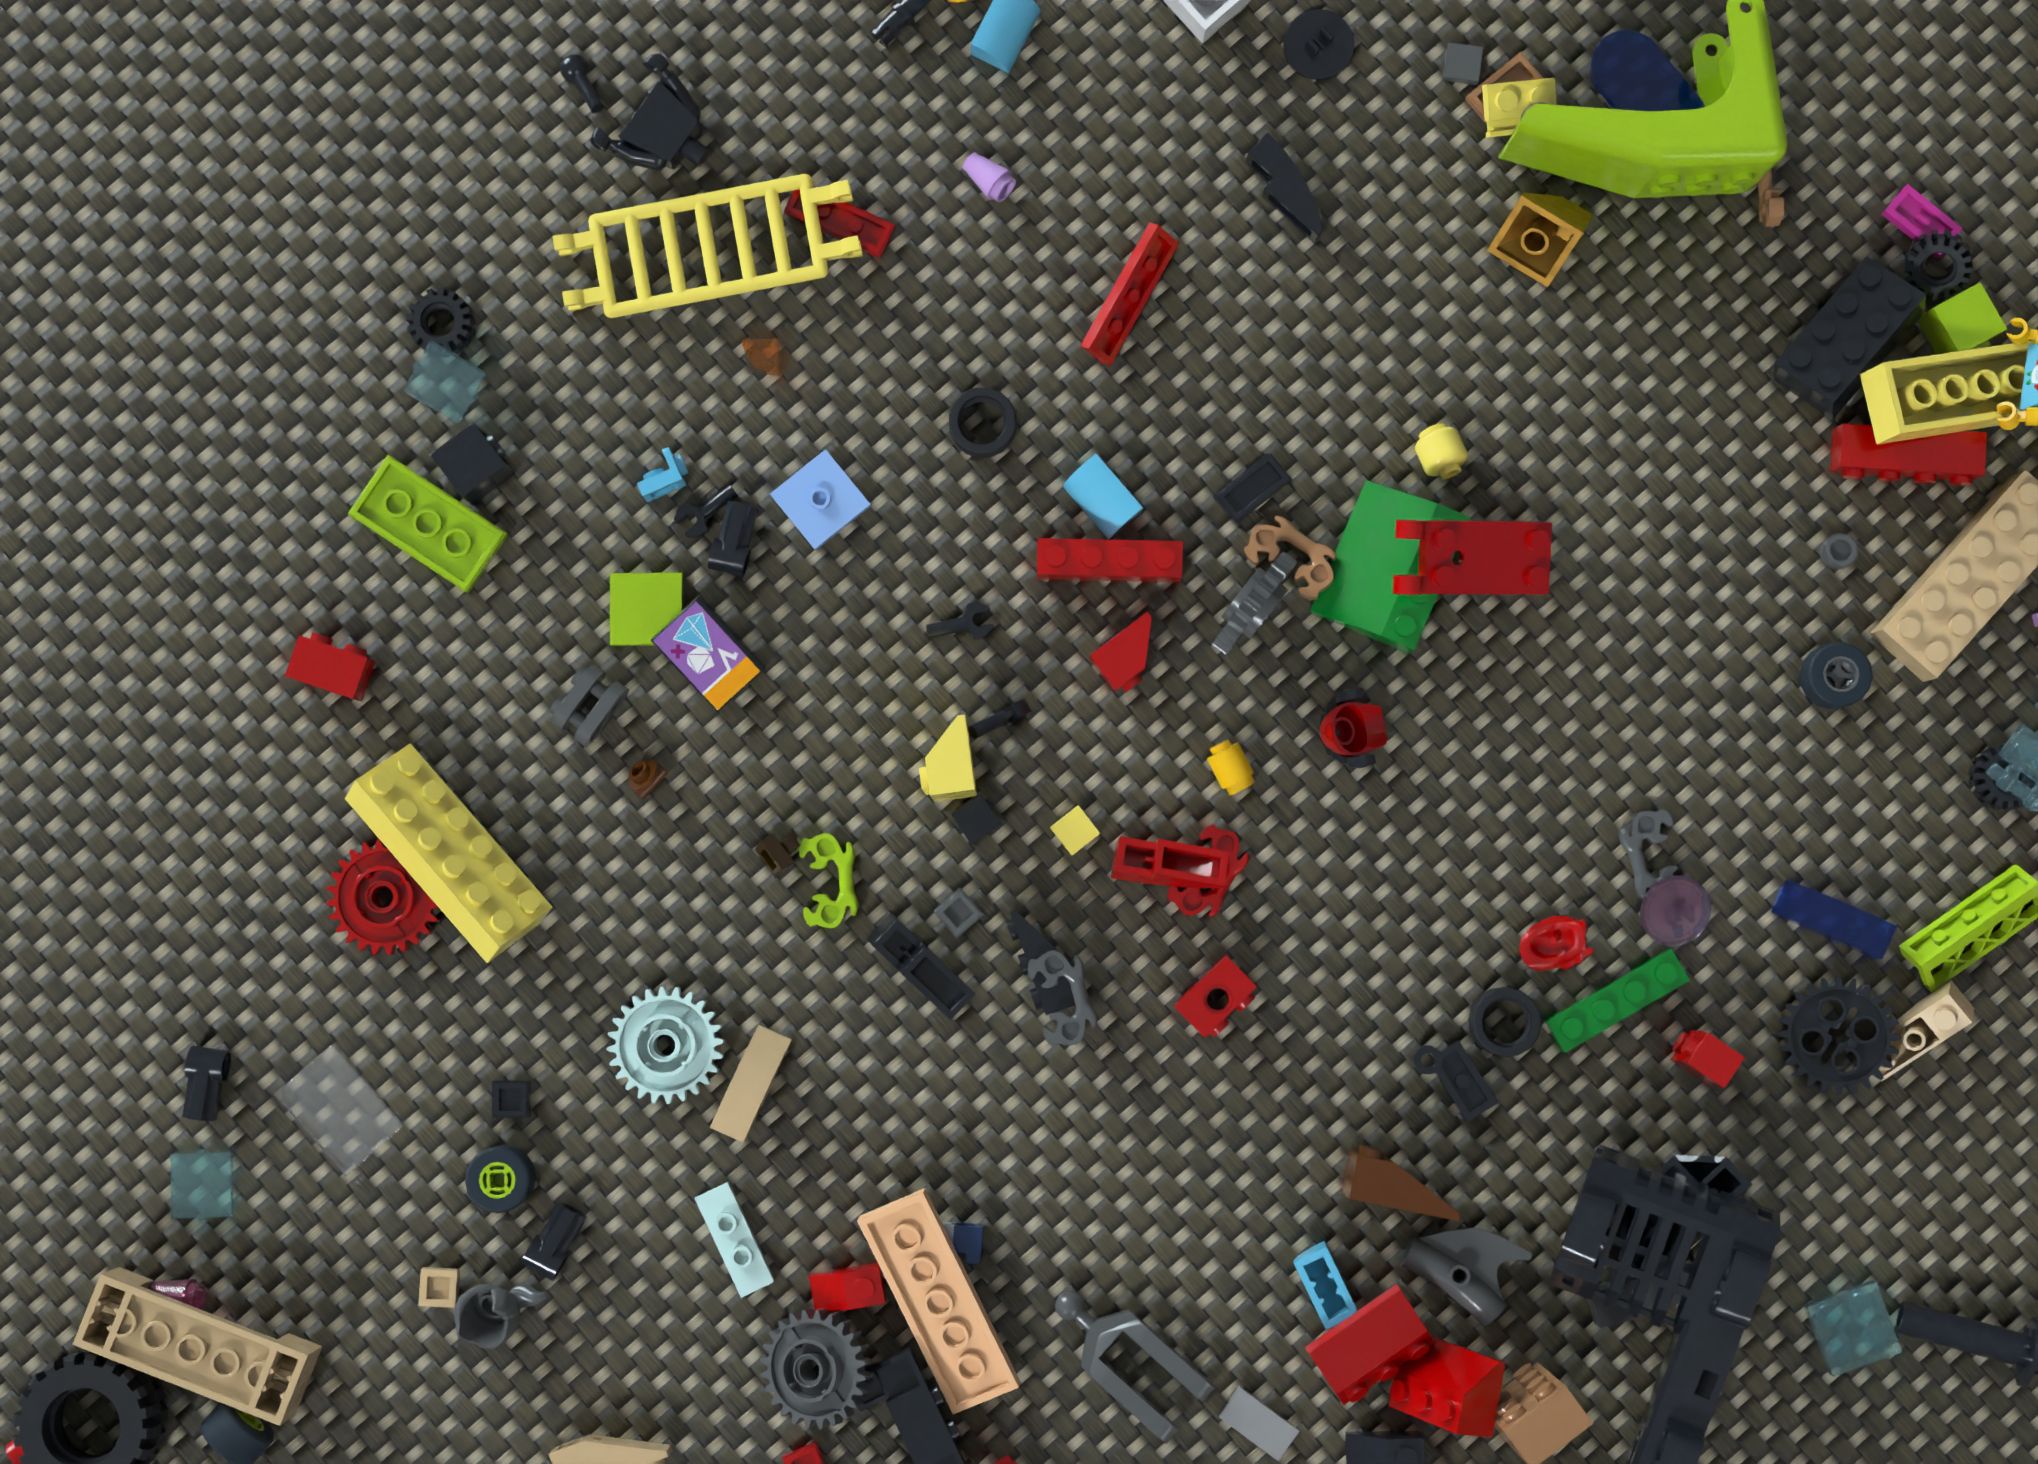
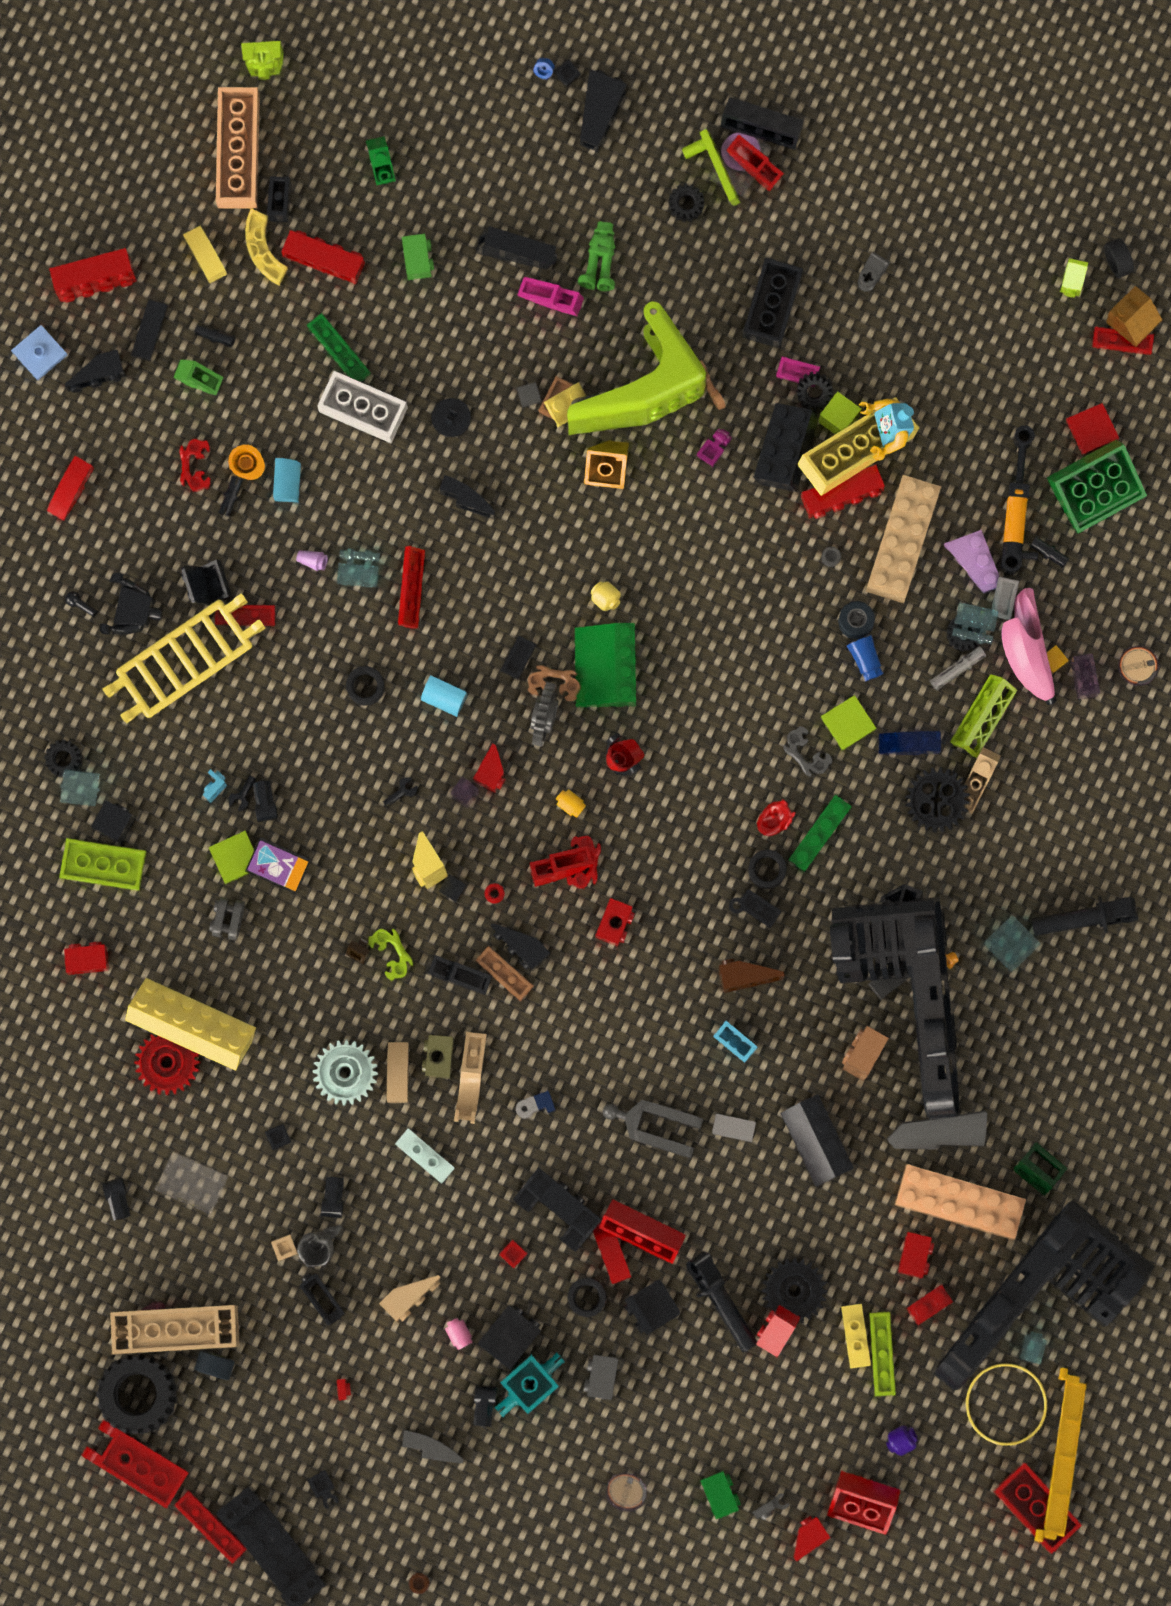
camera: 20 degrees left, 5 degrees down
(201, 1185) = (138, 1253): clear light blue piece -> none
(455, 1433) = (309, 1281): none -> black window
(510, 1170) = (291, 1178): black wheel -> none
(645, 777) = (273, 942): reddish brown plate -> none
(763, 354) = (237, 701): clear orange tile -> none
(797, 137) = (206, 583): none -> black bracket
(820, 500) = (299, 762): light blue plate -> none
(827, 1110) = (438, 1044): none -> olive brick
(841, 1365) = (509, 1195): dark grey gear -> none
(848, 1287) = (493, 1153): red slope -> none
(865, 1145) = (470, 1077): none -> tan piece
(939, 1301) = (542, 1137): light nougat plate -> none
(958, 912) = (464, 939): dark grey tile -> none
(997, 997) = (504, 973): none -> medium nougat tile
(1003, 718) = (443, 830): black bar -> none
(1031, 850) = (494, 900): none -> red plate
(1051, 234) = (355, 574): none -> clear light blue plate
(1066, 671) = (464, 792): none -> brick
(1068, 1029) = (524, 942): dark grey helmet -> none
(1074, 830) = (505, 871): light yellow tile -> none
(1109, 560) = (461, 726): red brick -> none
(1370, 1345) = (769, 1060): red slope -> none
(1450, 1389) = (818, 1062): red slope -> none
(1478, 1257) = (804, 992): dark grey pin -> none
(1492, 559) = (654, 637): red hinge -> none
(1638, 76) = (622, 362): clear blue tile -> none
(1675, 910) = (828, 774): clear purple piece -> none
(1706, 1057) = (874, 840): red brick -> none
(1723, 289) = (711, 451): none -> magenta plate
(1745, 839) = (848, 722): none -> lime tile
(1824, 746) = (866, 657): none -> blue plant
(1934, 88) = (772, 303): none -> black brick
(1982, 828) = (965, 662): none -> light grey pin

